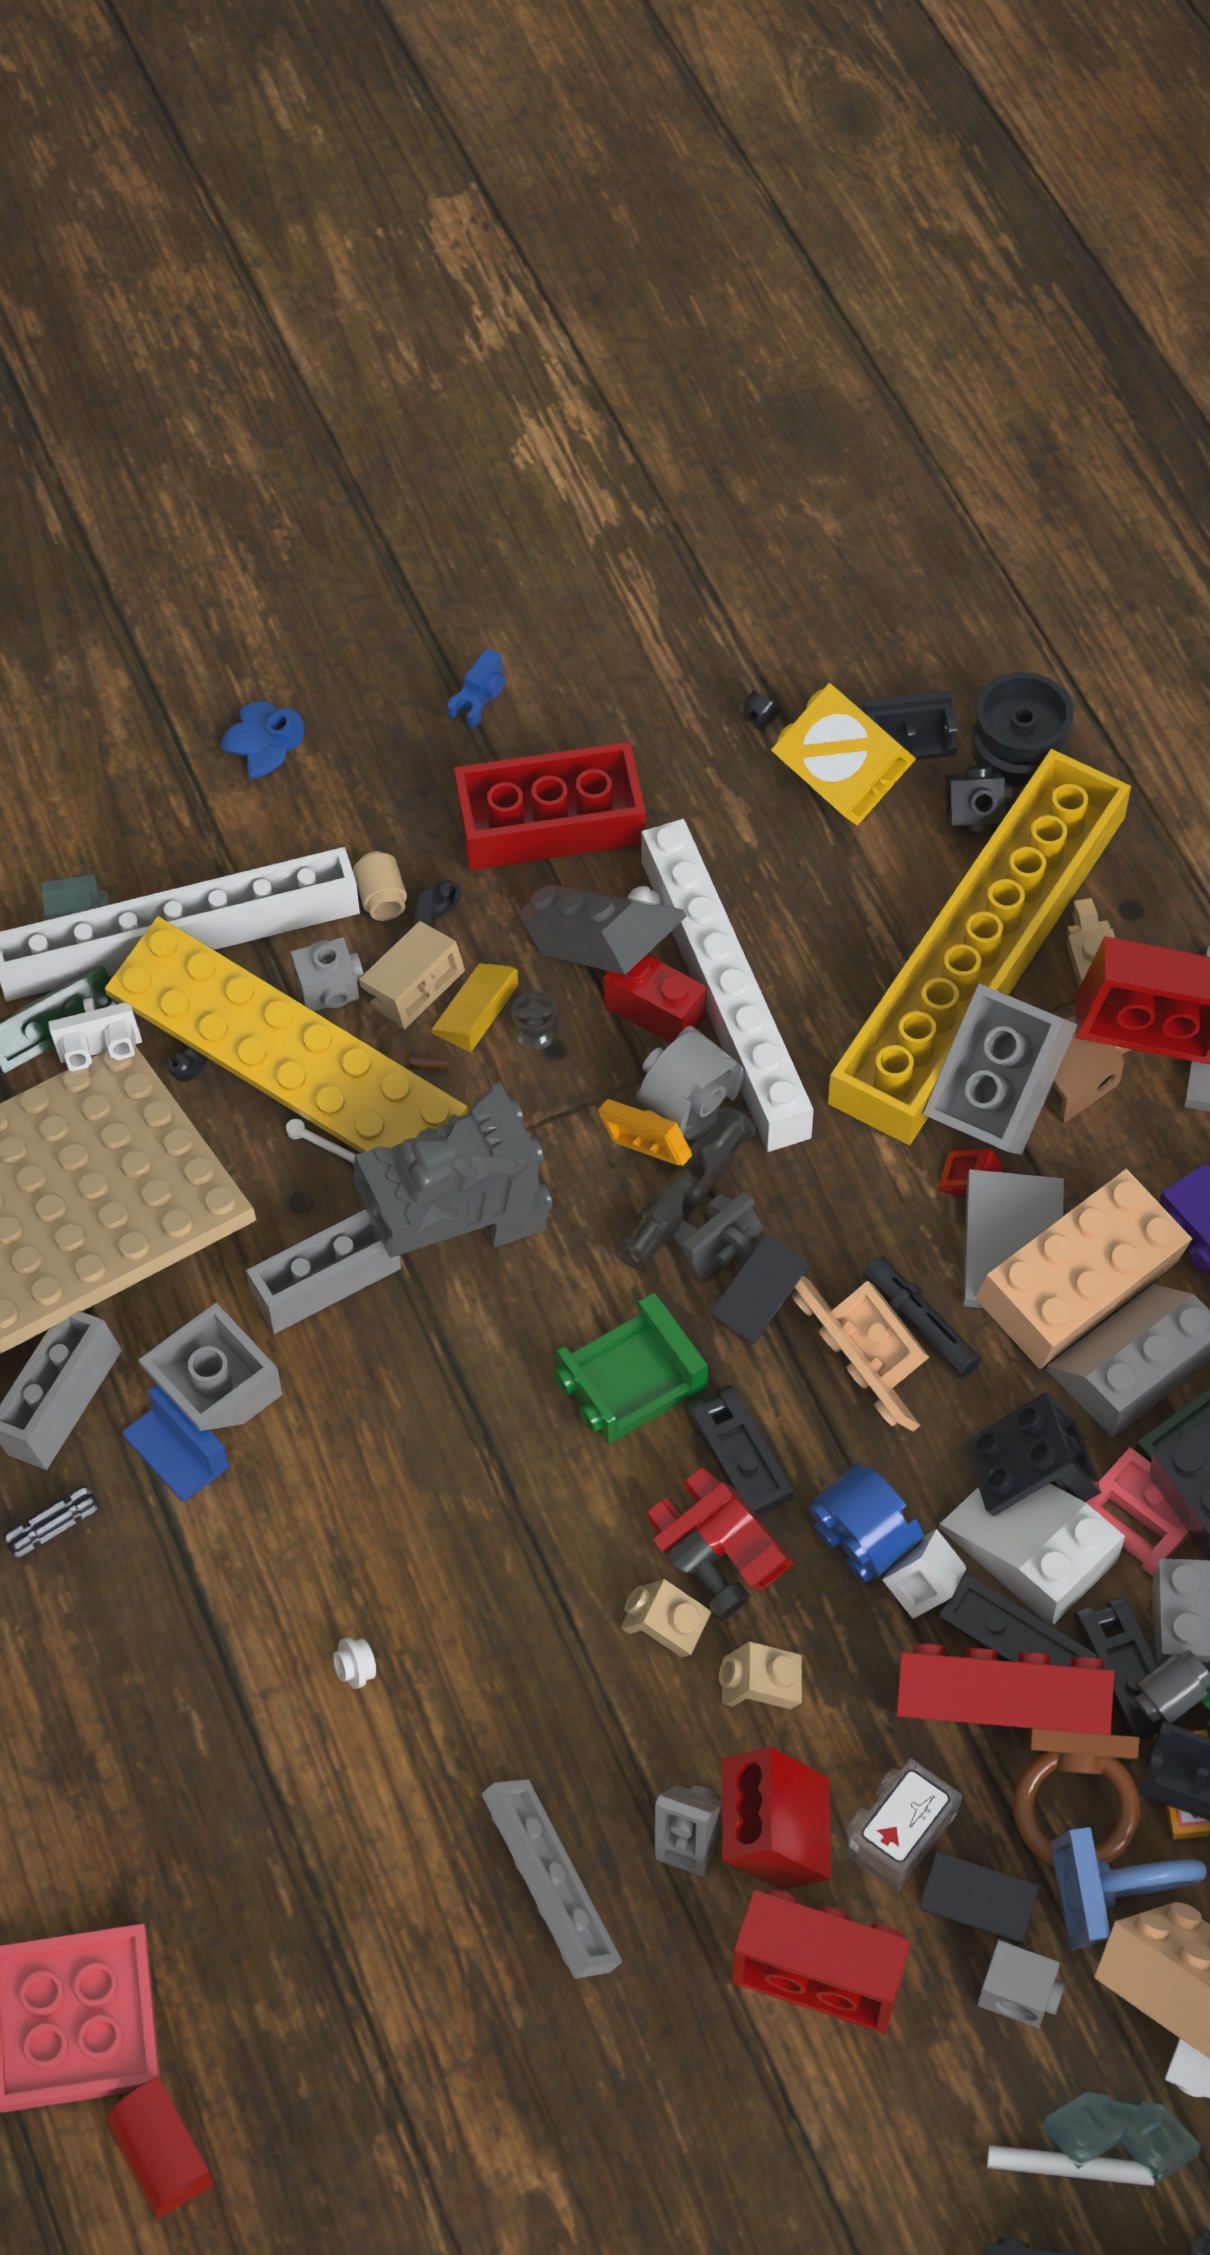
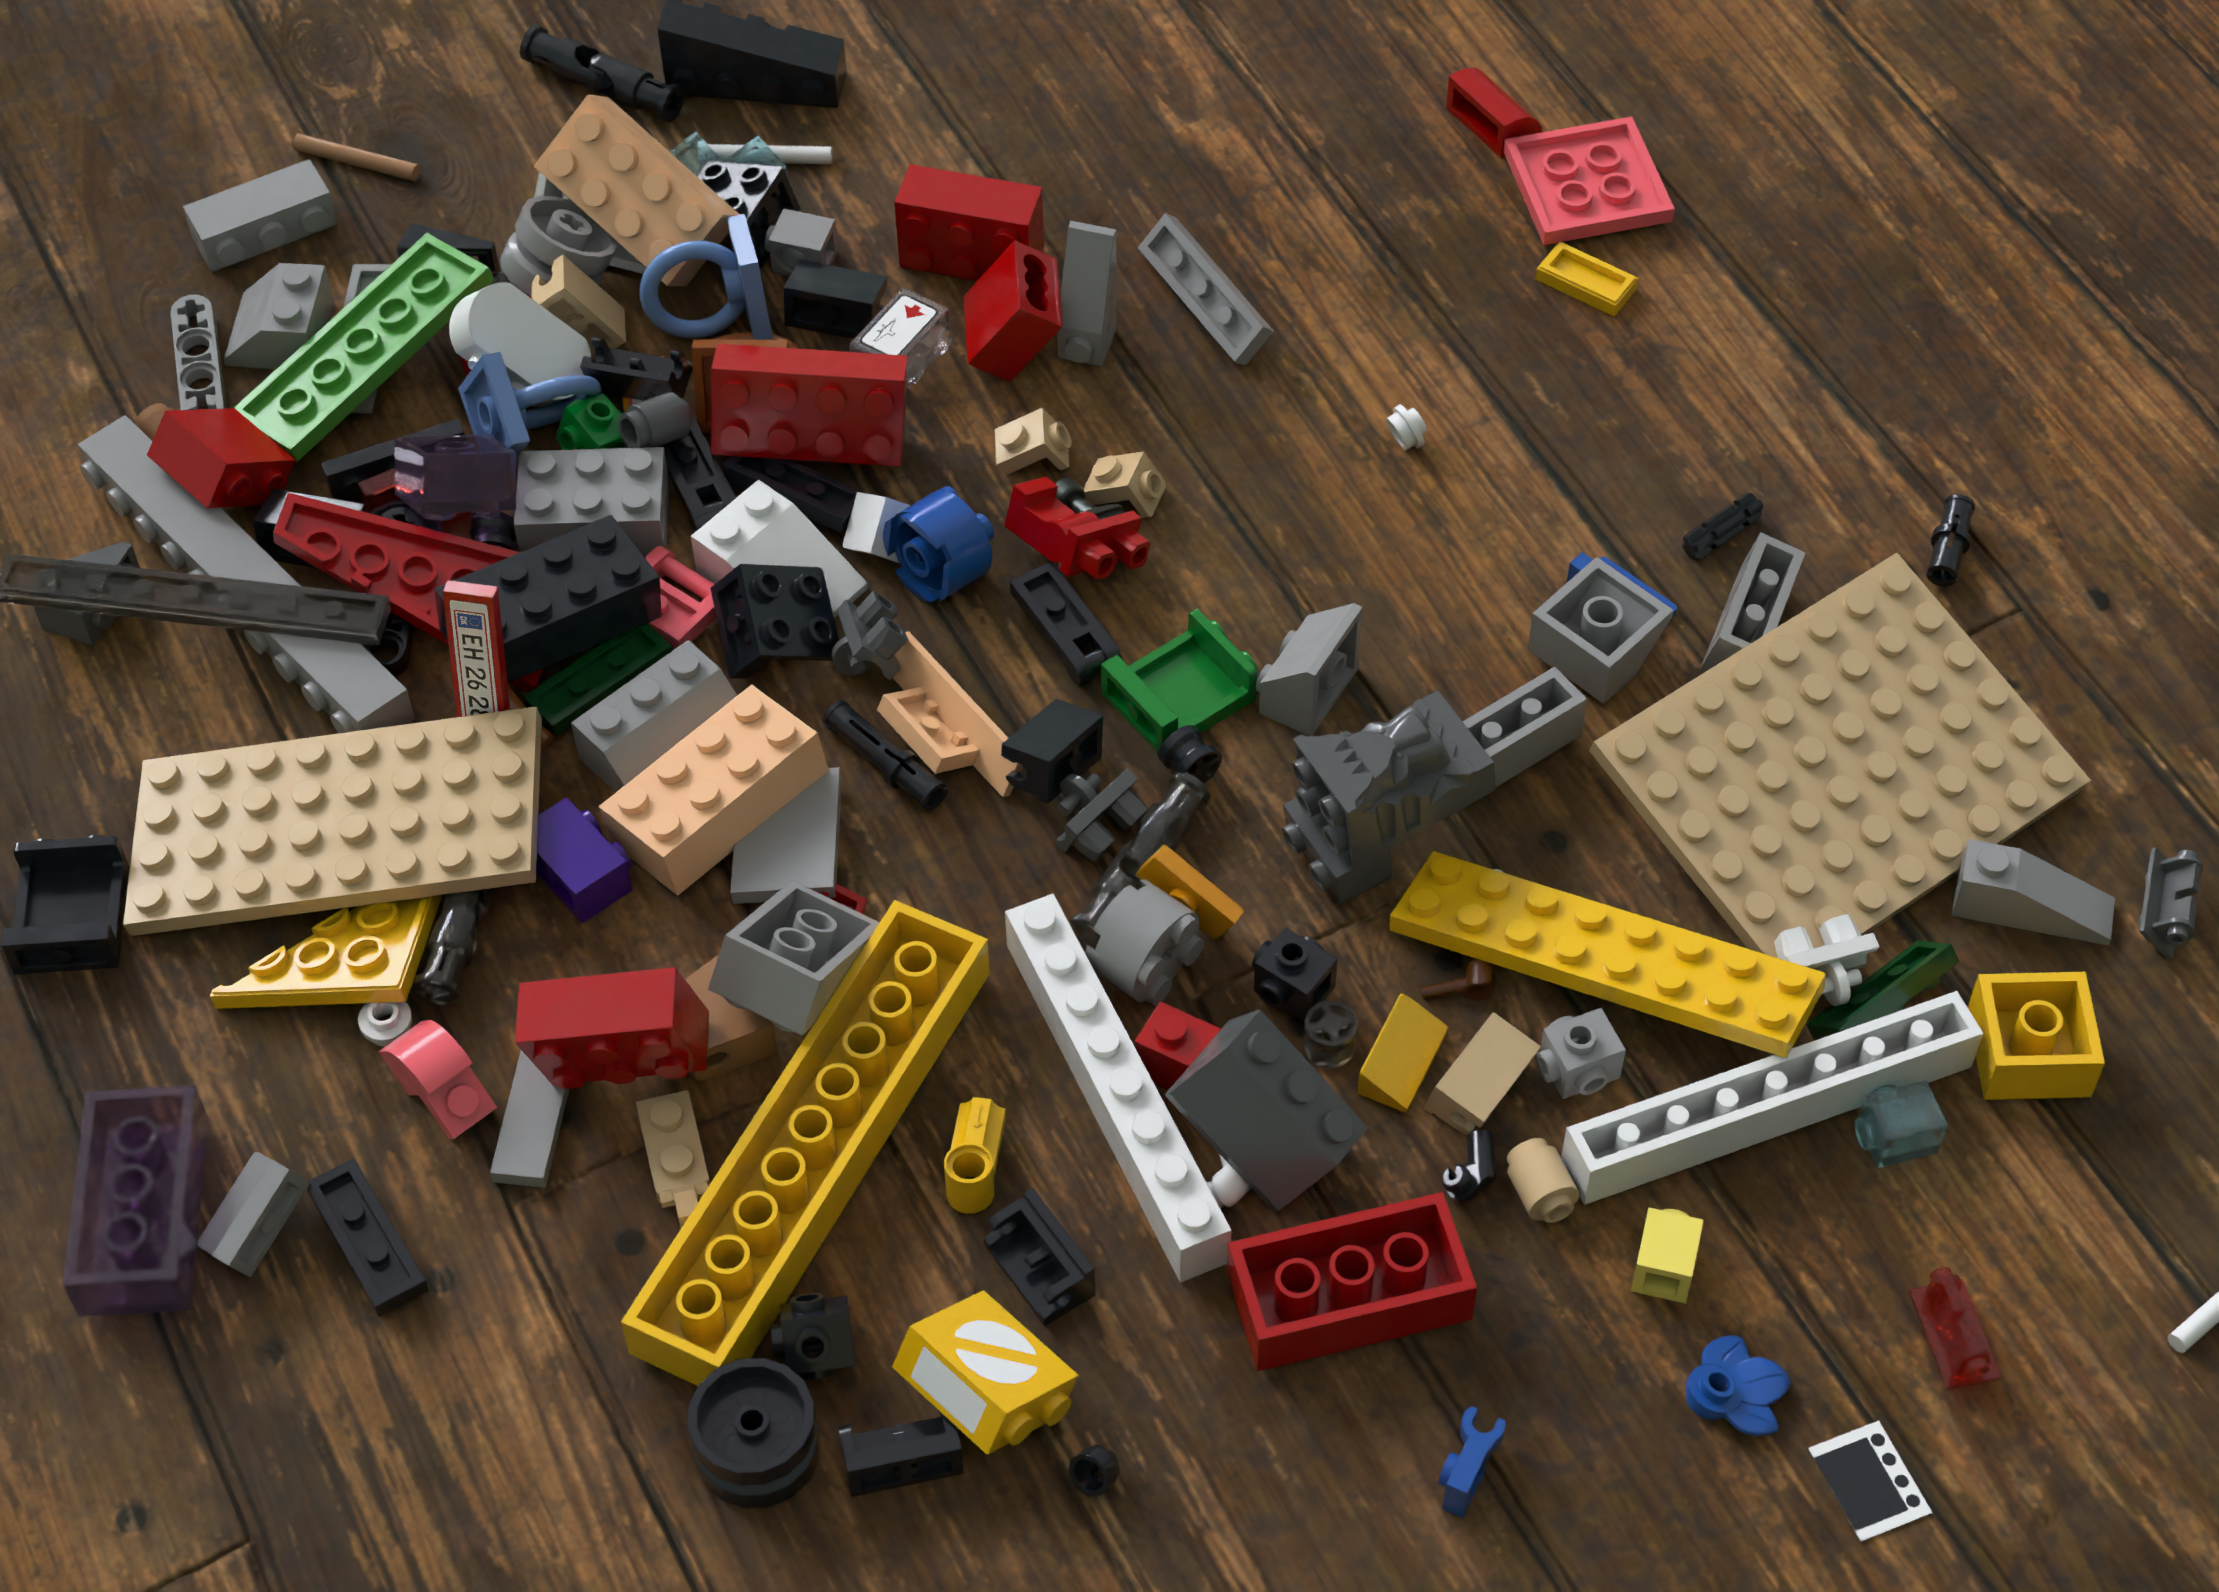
camera: 175 degrees right, 5 degrees down
(83, 759) = (1954, 1331): none -> clear red hinge
(108, 1876) = (1586, 278): none -> yellow tile
(181, 679) = (1870, 1480): none -> black sticker
(293, 822) = (1667, 1254): none -> light yellow brick
(501, 1356) = (1312, 669): none -> light grey slope
(559, 1060) = (1293, 973): none -> black brick
(627, 1285) = (1189, 754): none -> black wheel
(793, 858) = (1040, 1258): none -> black hinge
(846, 937) = (974, 1154): none -> yellow piece
(938, 1426) = (869, 637): none -> dark grey hips
(1103, 2047) = (752, 191): none -> black bracket

